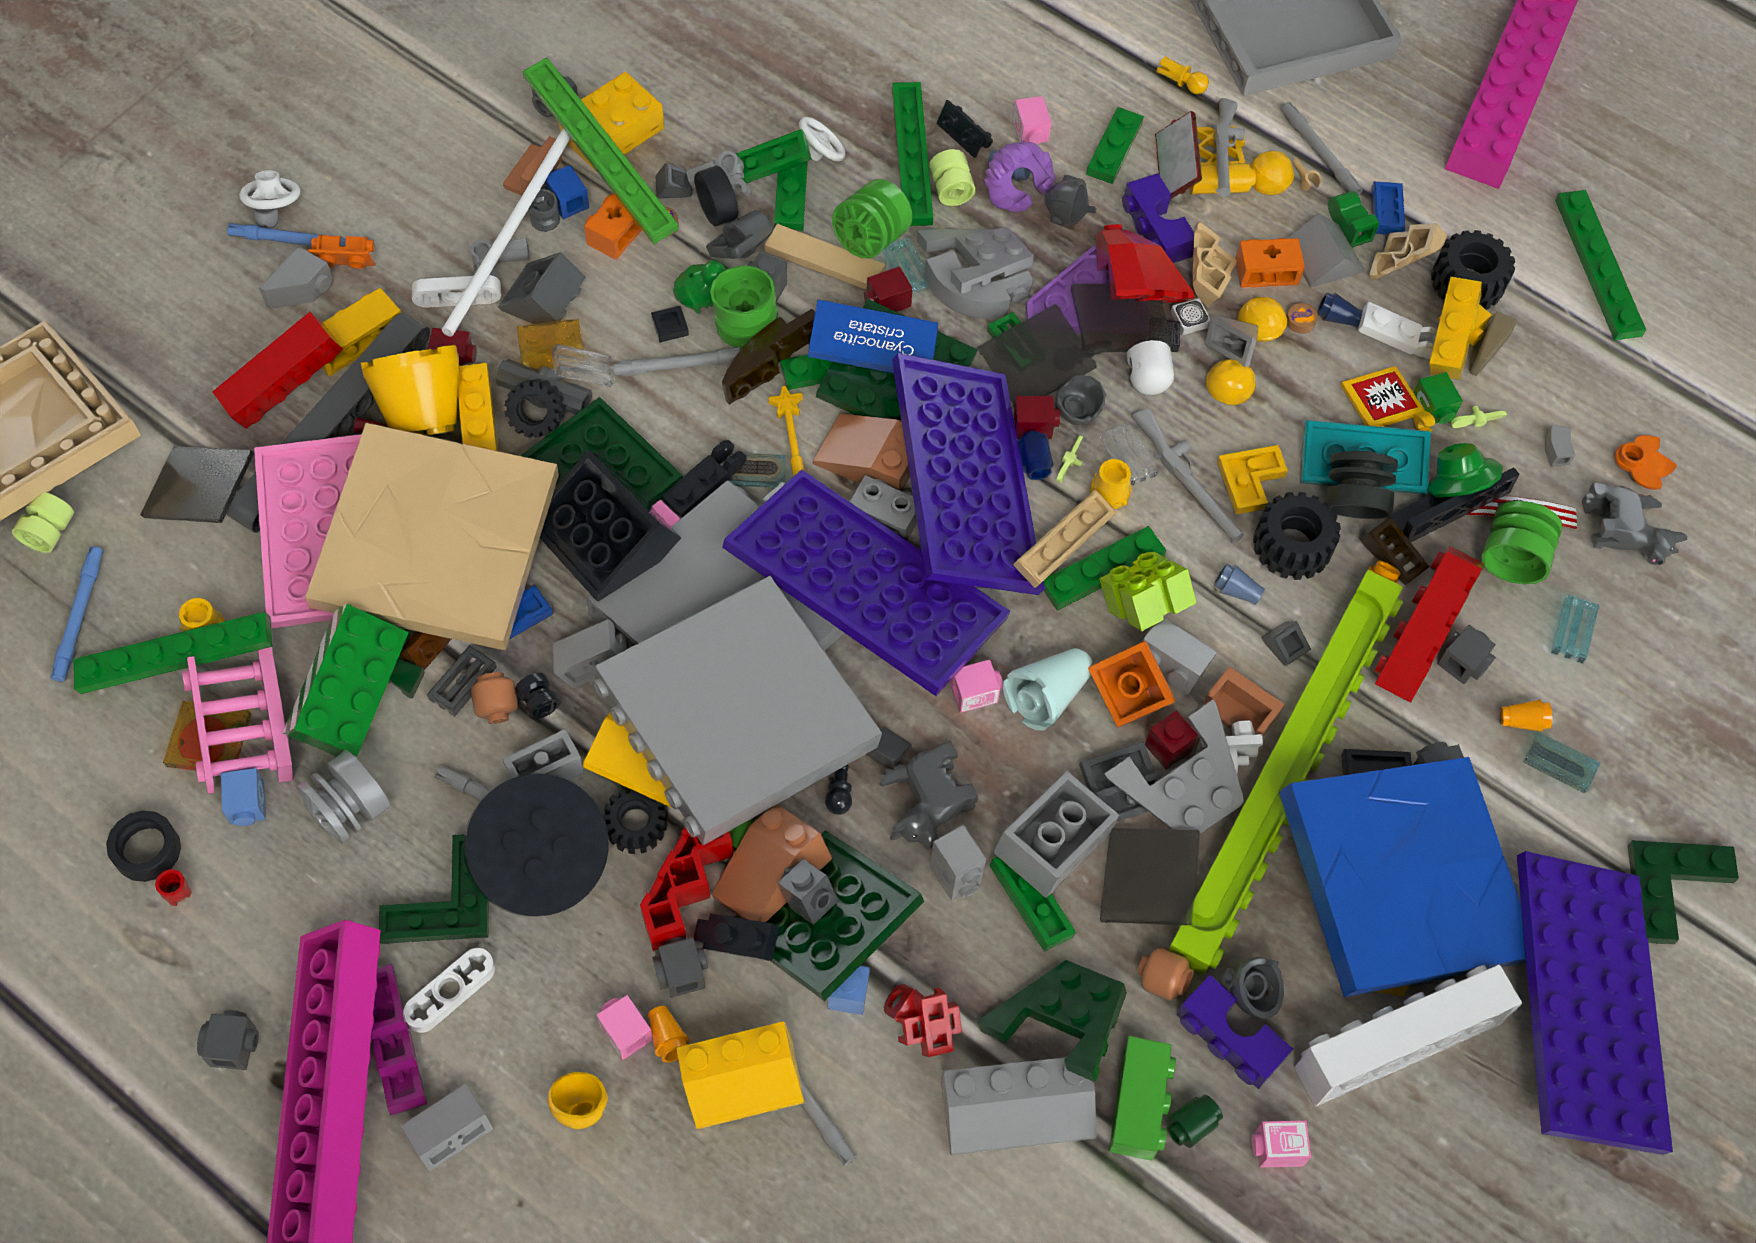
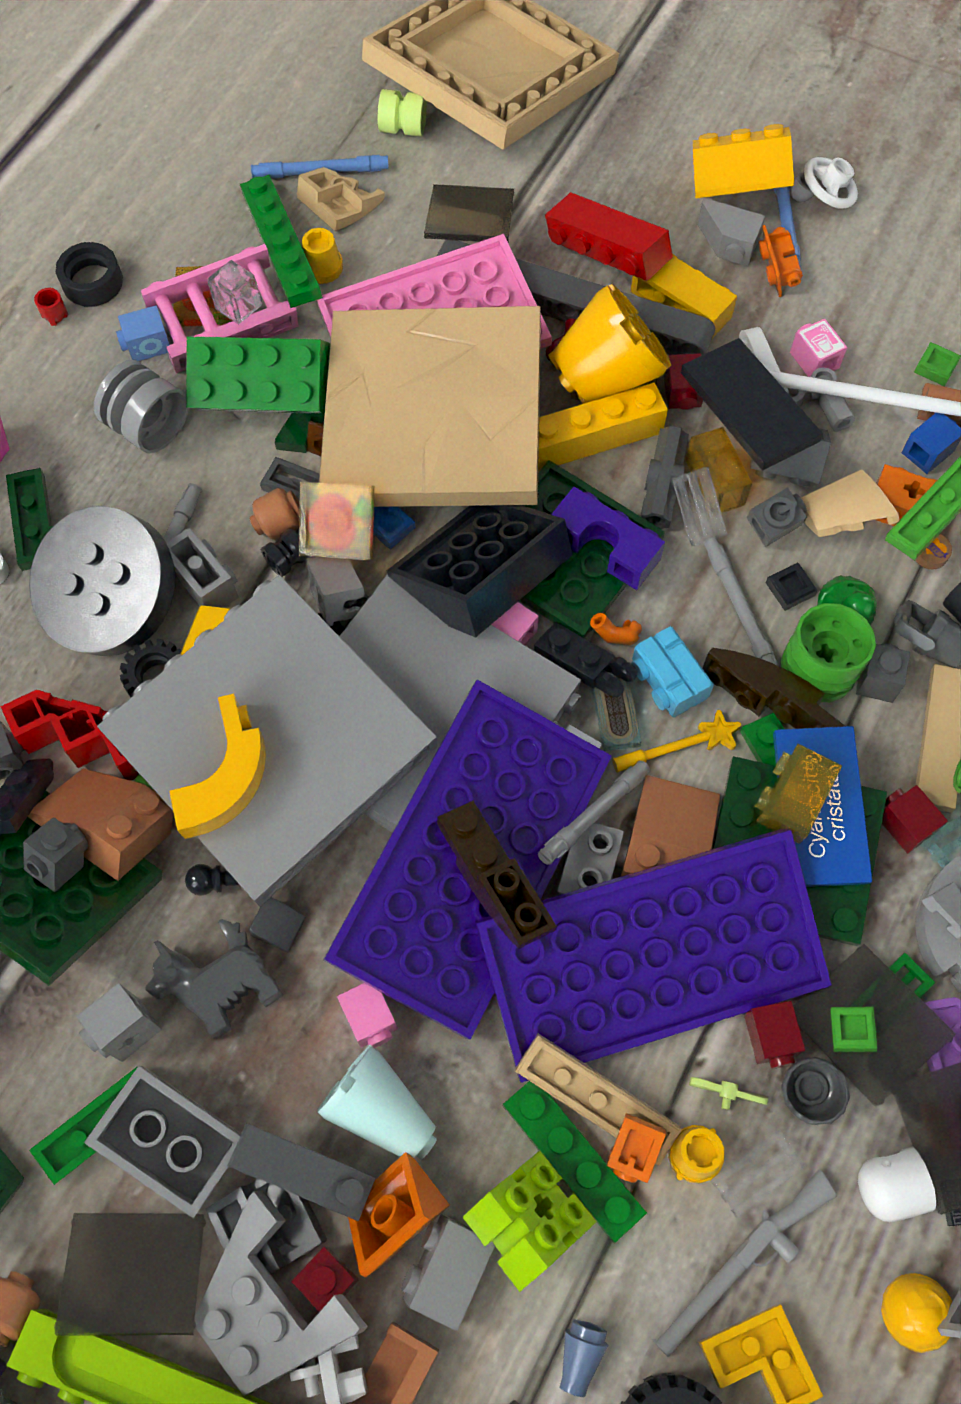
camera: 85 degrees right, 5 degrees up
(125, 603) = (336, 197): none -> tan slope
(234, 248) = (743, 161): none -> yellow slope
(243, 687) = (234, 291): none -> clear brick
(447, 247) = (818, 347): none -> bright pink brick
(486, 170) = (937, 364): none -> bright green tile
(507, 296) = (751, 404): none -> black tile
(518, 417) = (640, 476): black tyre -> none
(532, 632) = (336, 520): none -> tile
(544, 211) = (898, 426): dark grey wheel -> none
(609, 313) = (777, 516): none -> dark grey brick
(614, 262) = (847, 505): none -> tan slope
(616, 417) = (635, 548): none -> dark purple arch
(685, 449) = (613, 634): none -> orange arm
(730, 419) = (671, 672): none -> medium azure brick
(780, 719) = (231, 788): none -> yellow arch
(866, 344) = (798, 792): none -> clear yellow brick
(868, 505) = (568, 836): none -> light grey piece
(906, 551) = (495, 877): none -> dark brown slope
(1035, 455) = (718, 1043): clear blue brick -> none
(1041, 366) = (853, 1029): none -> bright green tile
(1095, 736) = (301, 1172): none -> dark grey slope
(1106, 518) = (635, 1149): none -> orange bracket

